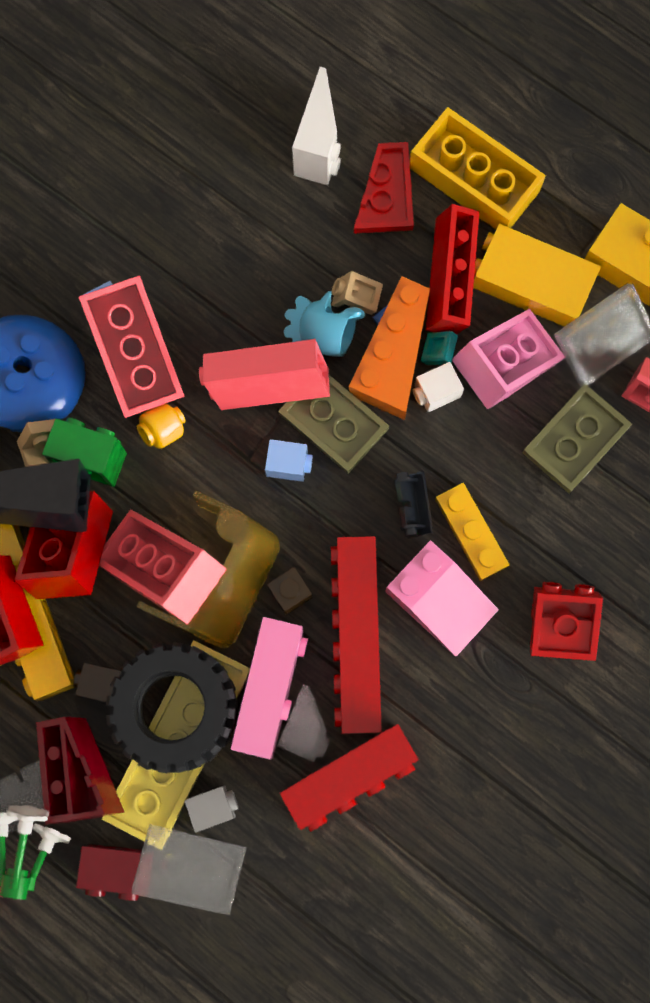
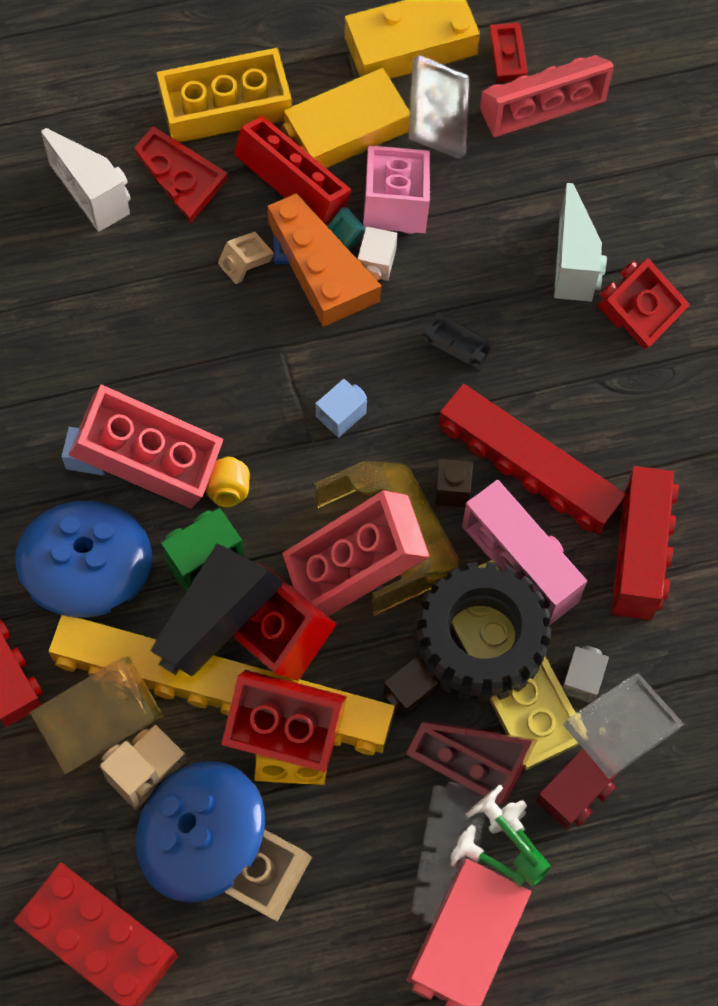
camera: 55 degrees left, 10 degrees down
(33, 440) = (154, 587): tan bracket -> none
(265, 374) = (261, 363): coral brick -> none
(305, 728) = (581, 549): clear slope -> none
(319, 322) = (251, 301): medium azure piece -> none
(336, 425) = (336, 350): olive plate -> none
(441, 598) = (549, 377): bright pink slope -> none
(472, 531) = (514, 318): yellow plate -> none
(553, 546) = (578, 251): none -> light aqua slope
(576, 438) = (503, 189): olive plate -> none

